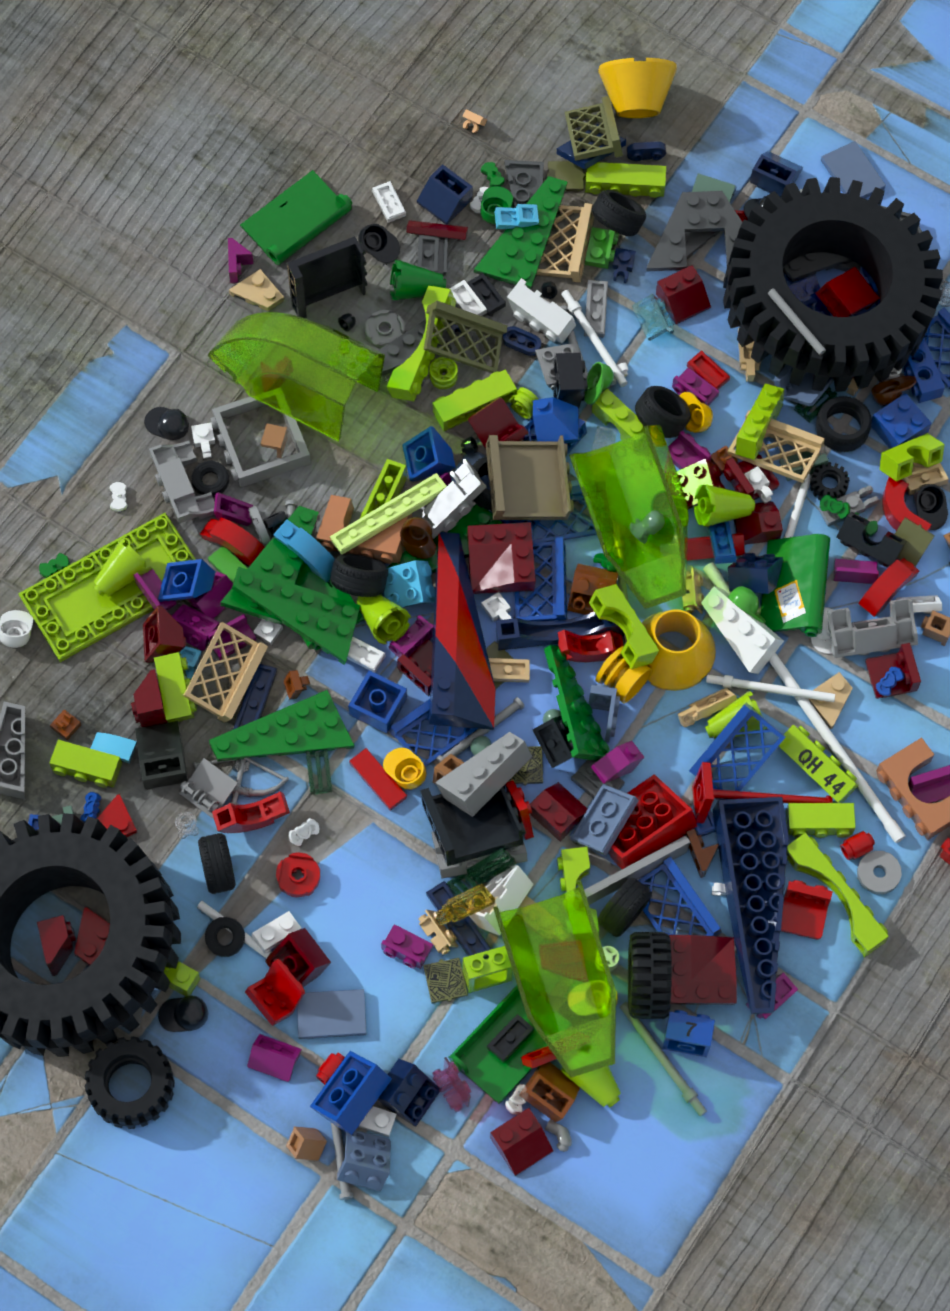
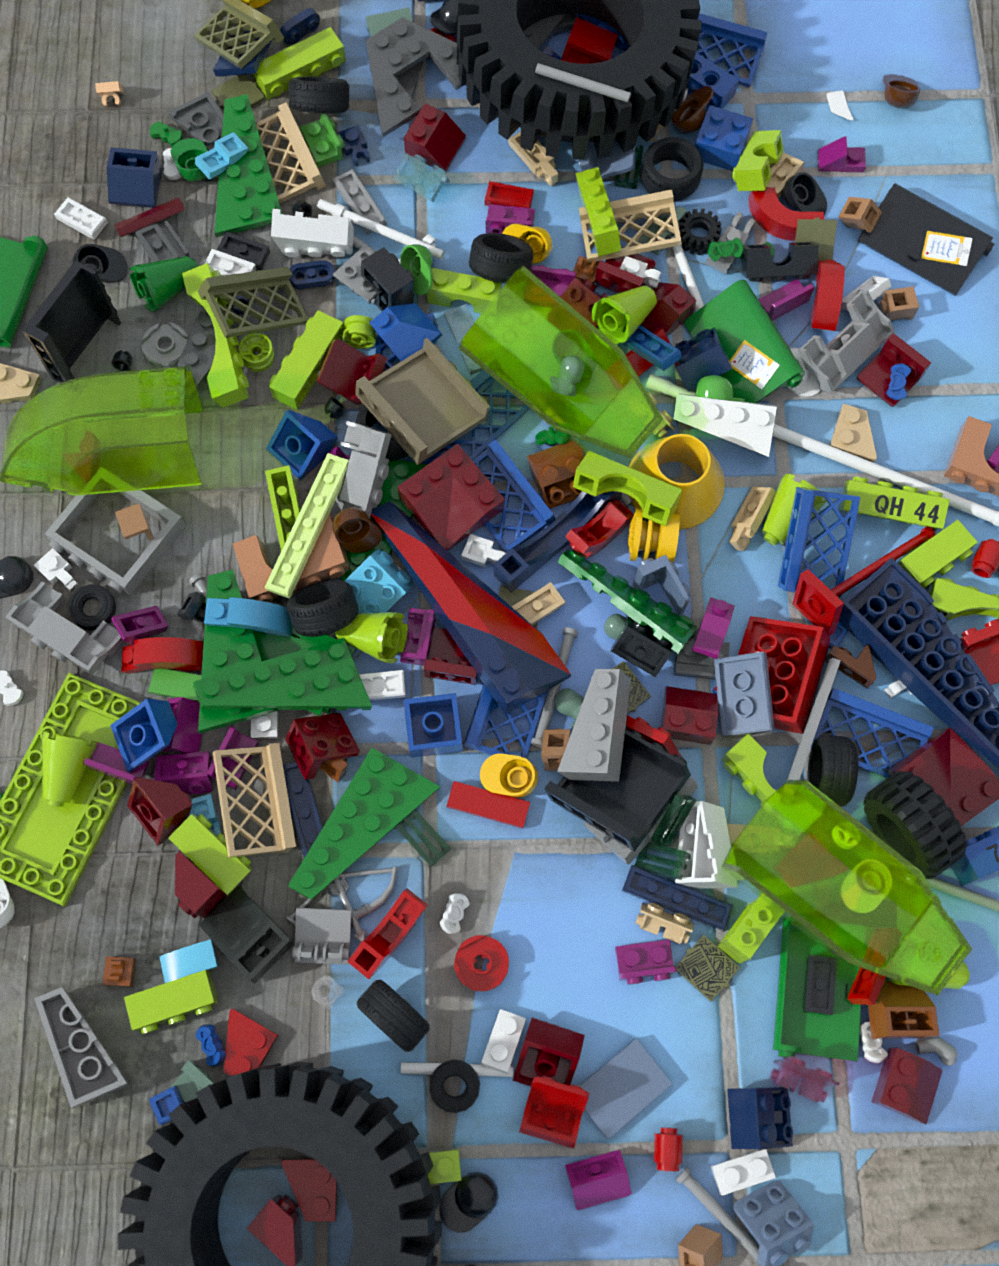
camera: 35 degrees left, 5 degrees up
(259, 525) = (180, 622): light grey tile -> none
(296, 661) = (319, 740): none -> dark red bracket
(351, 1092) = (711, 1166): blue slope -> none
(465, 904) = (681, 880): clear yellow hinge -> none
(729, 682) = (752, 478): white bar -> none

